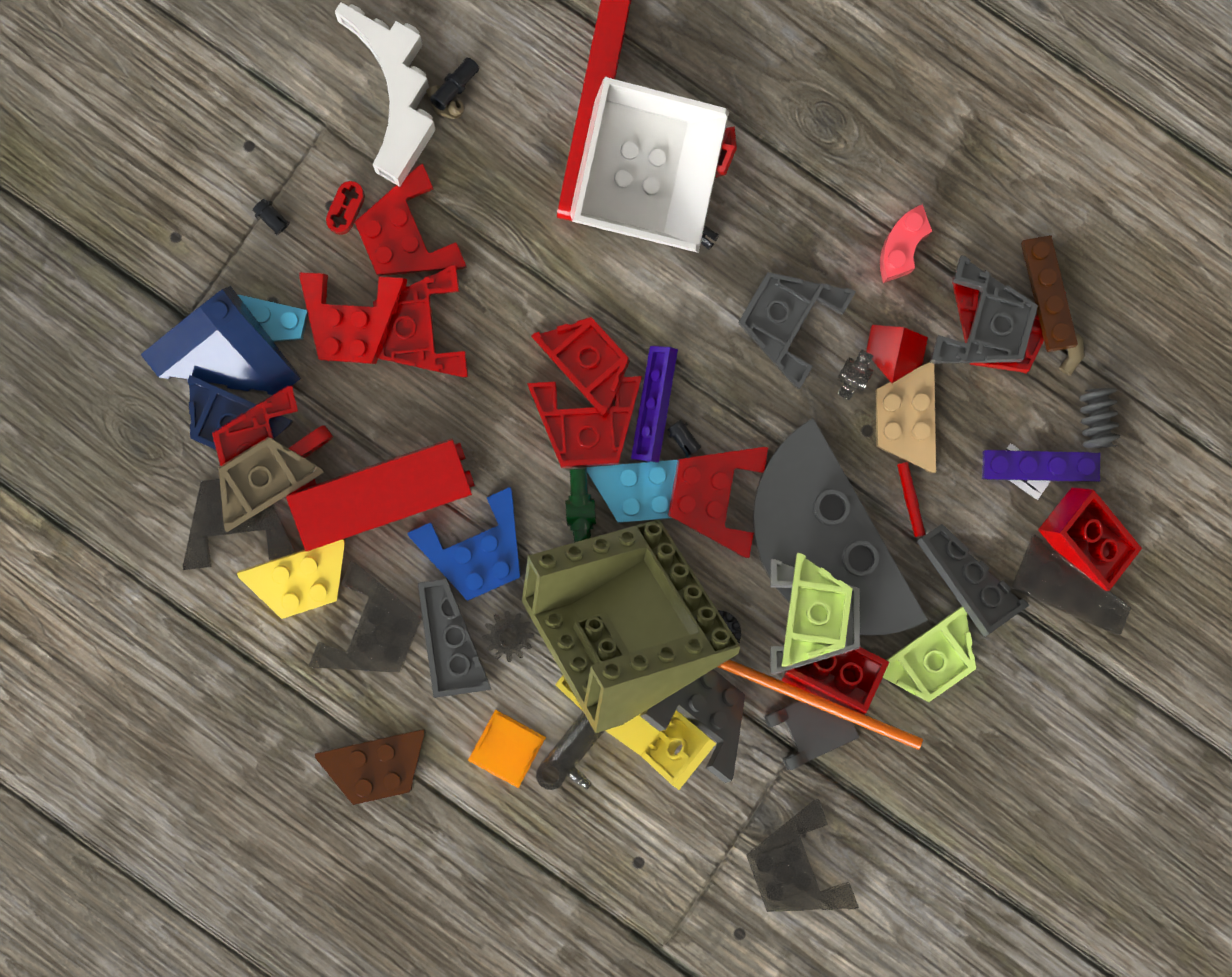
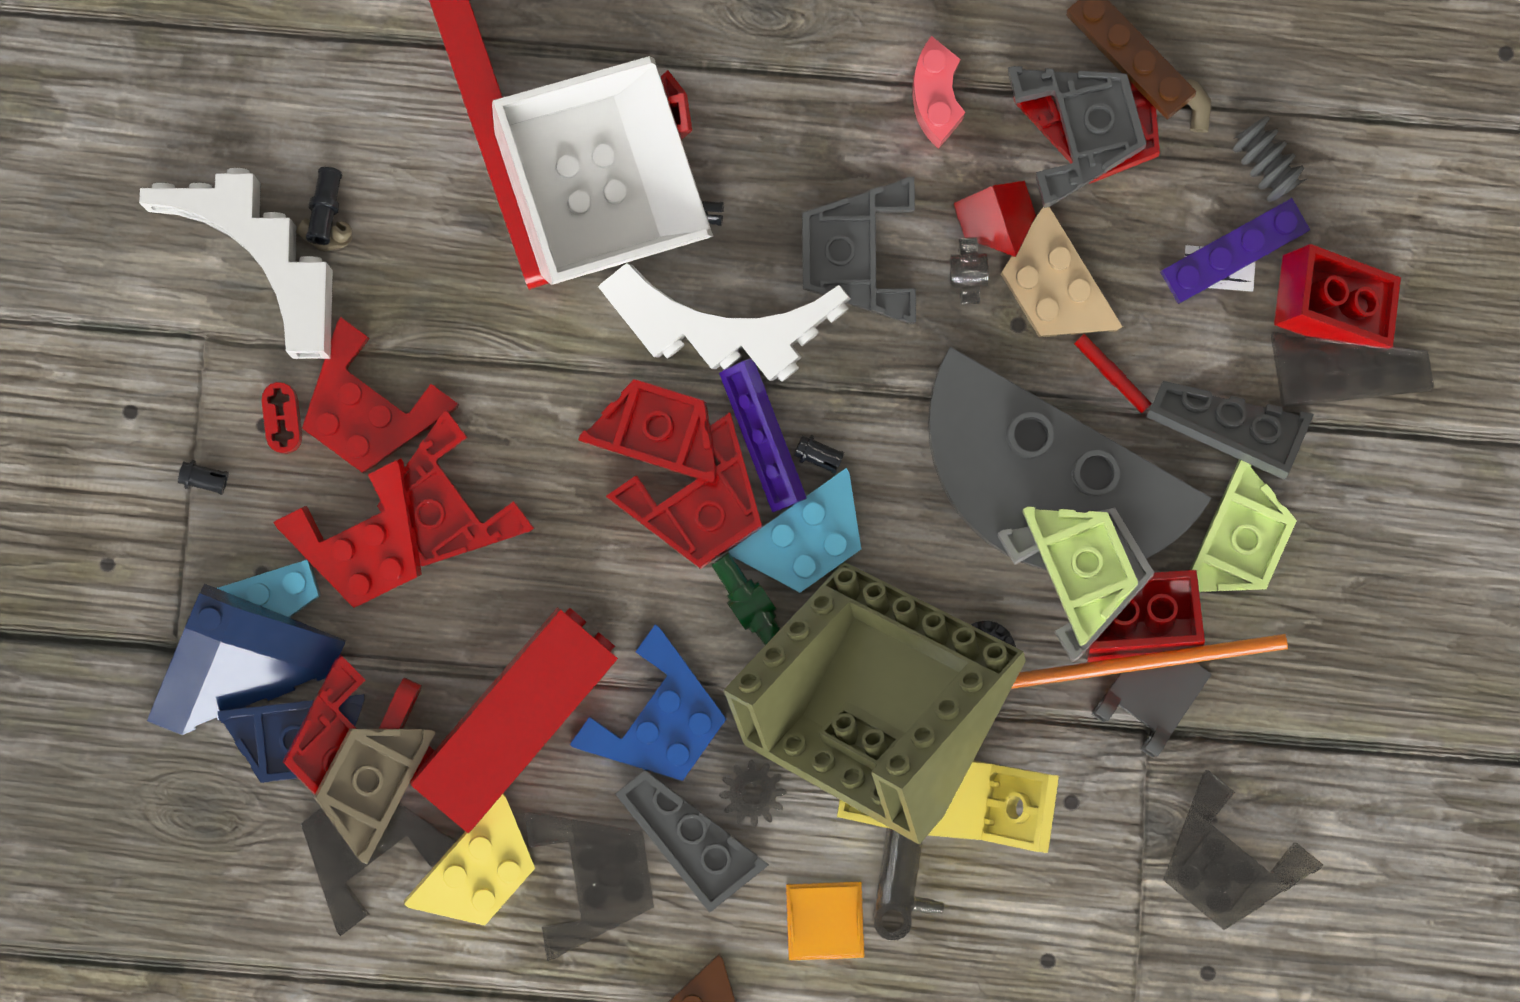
camera: 40 degrees left, 0 degrees up
(694, 343) = (767, 340): none -> white arch
(703, 494) = (877, 503): red wing -> none
(715, 709) = (1033, 738): dark grey wing -> none

